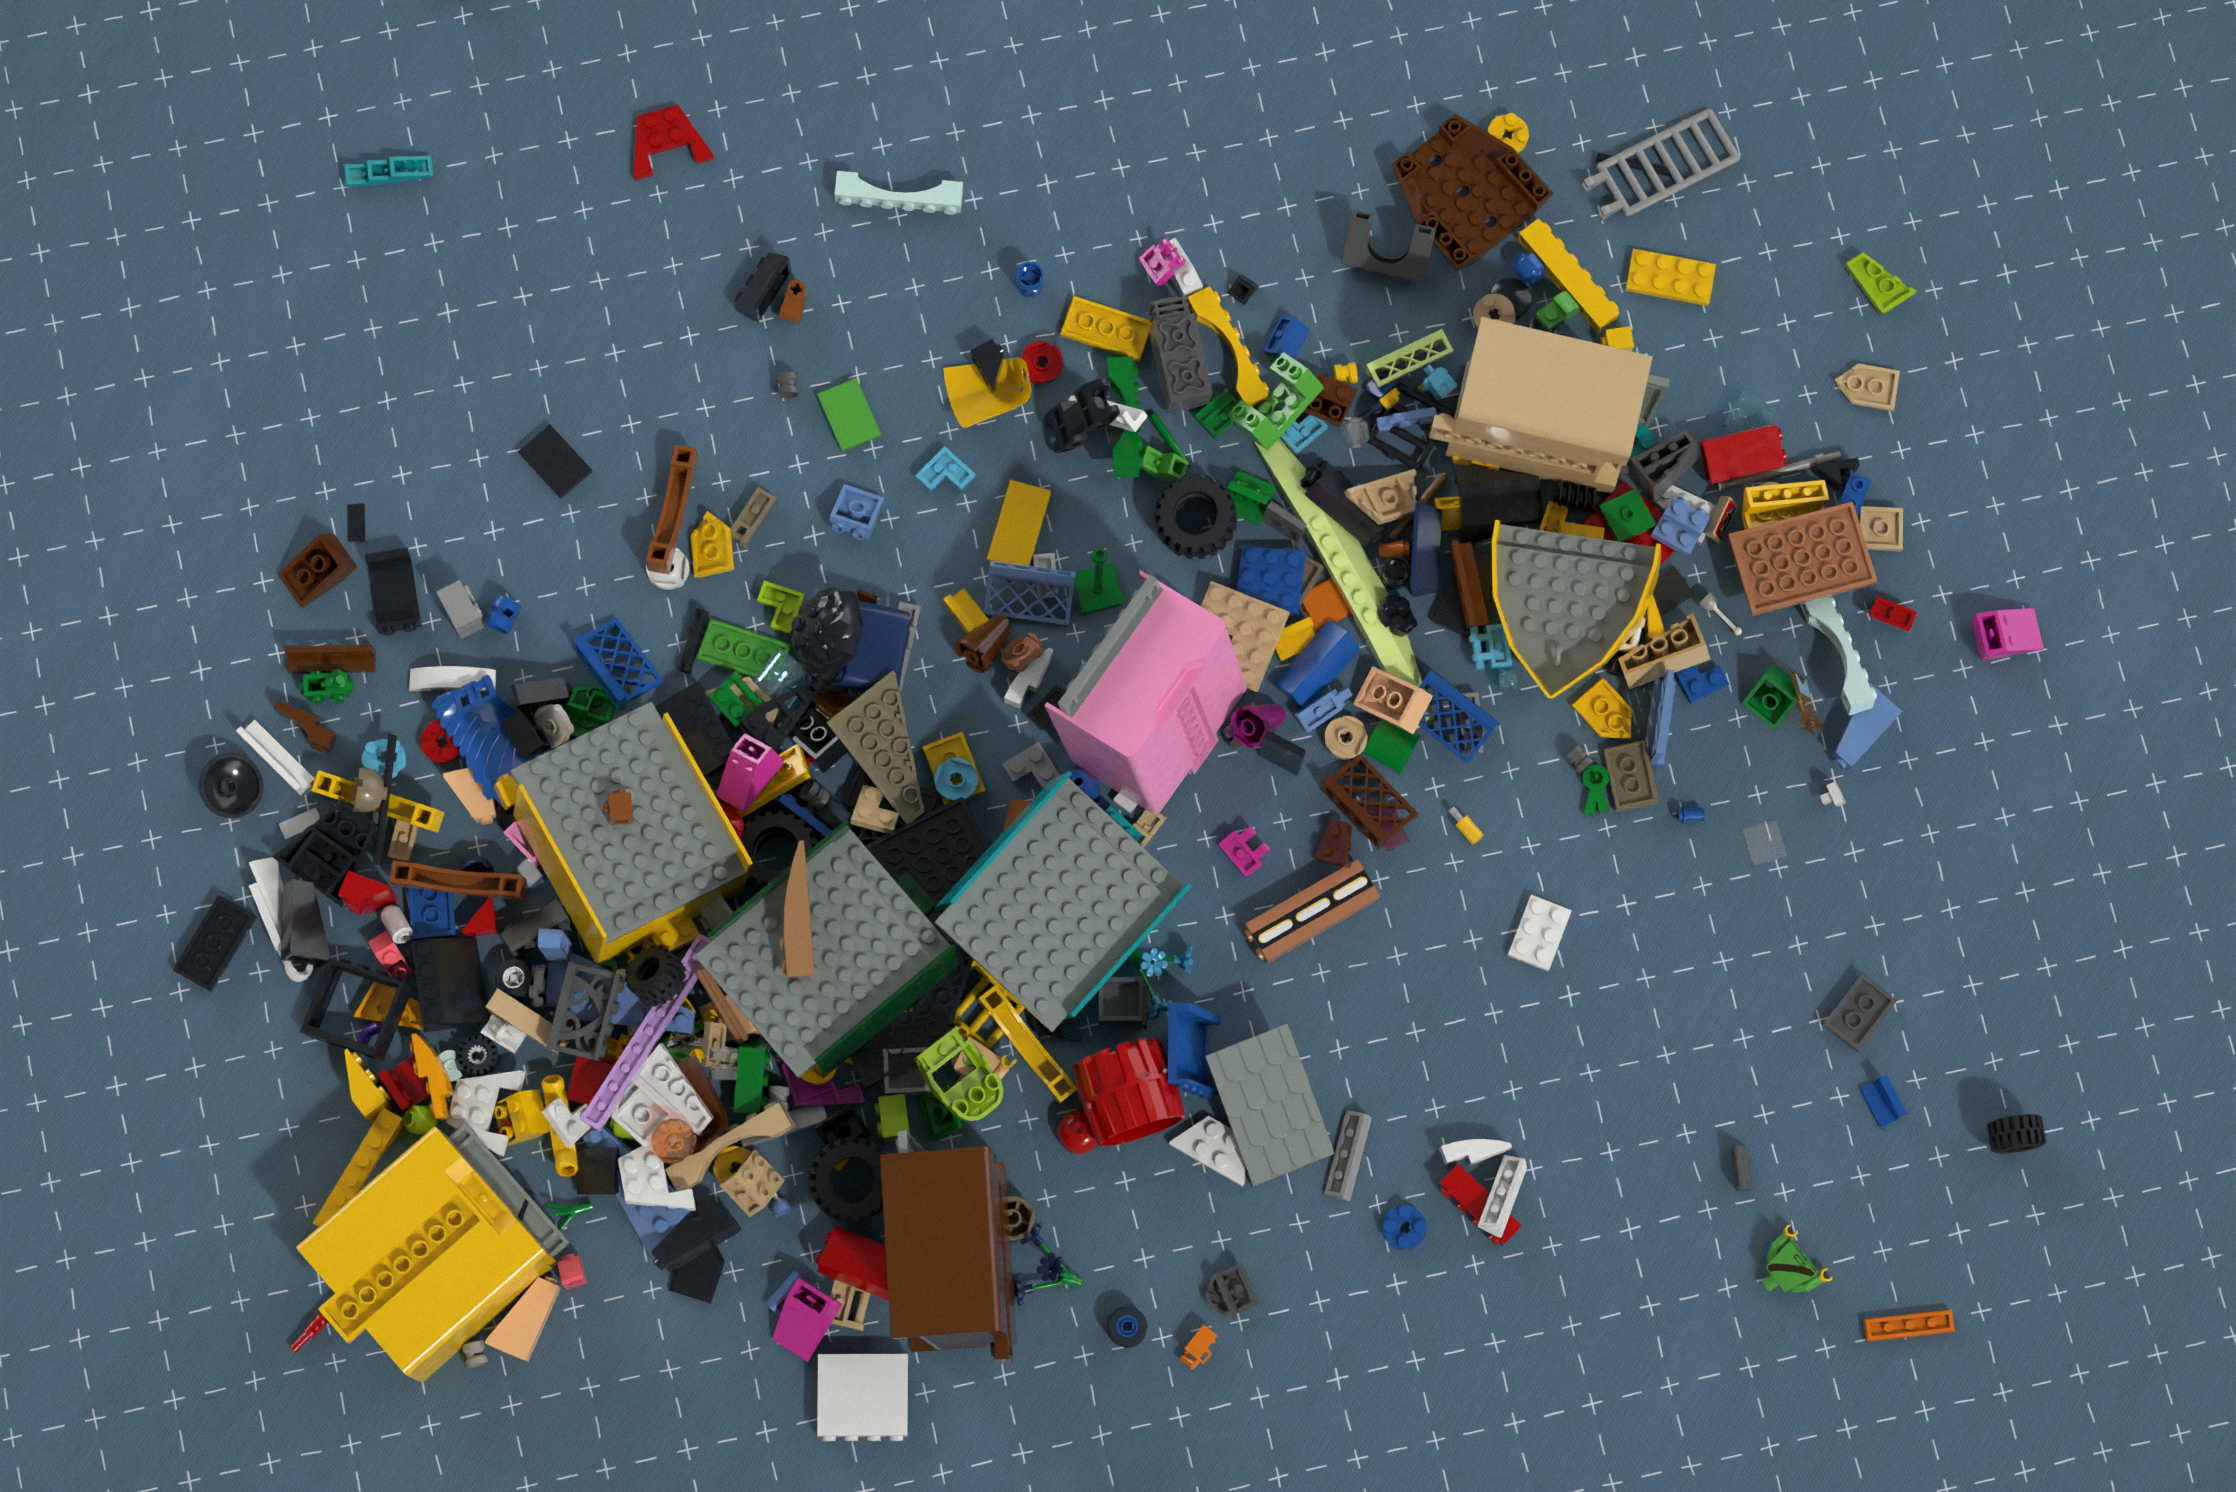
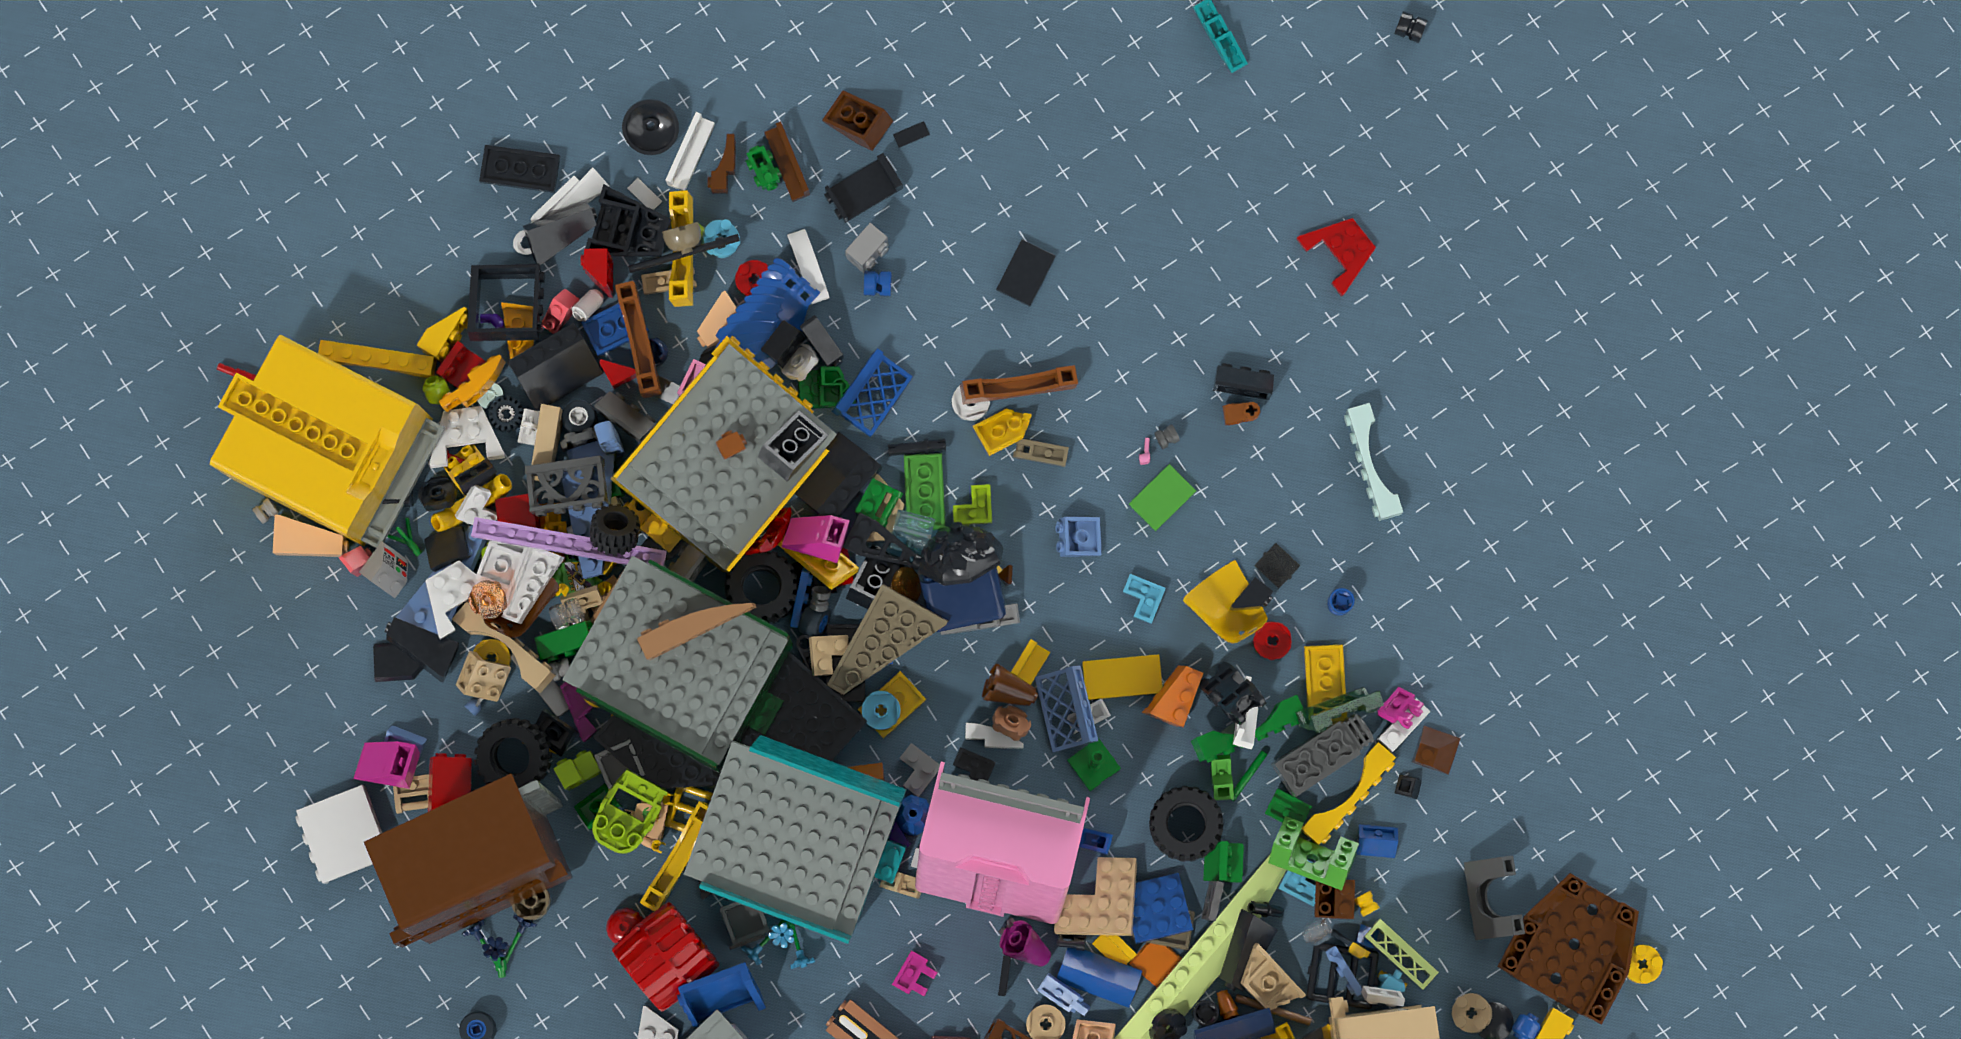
camera: 75 degrees right, 5 degrees up
(533, 1107) = (476, 475): none -> black panel
(545, 1158) = (429, 497): none -> black plate
(596, 1243) = (386, 569): none -> light grey slope
(646, 746) = (792, 445): none -> black slope
(800, 415) = (1145, 458): none -> bright pink hand
(966, 329) = (1277, 565): none -> clear smoke piece
(1061, 477) = (1176, 697): none -> orange wedge
(1138, 336) = (1320, 715): none -> clear green piece
(1216, 248) = (1436, 750): none -> reddish brown slope
(1273, 673) = (1076, 941): none -> black piece
(1449, 383) = (1385, 996): none -> white plate

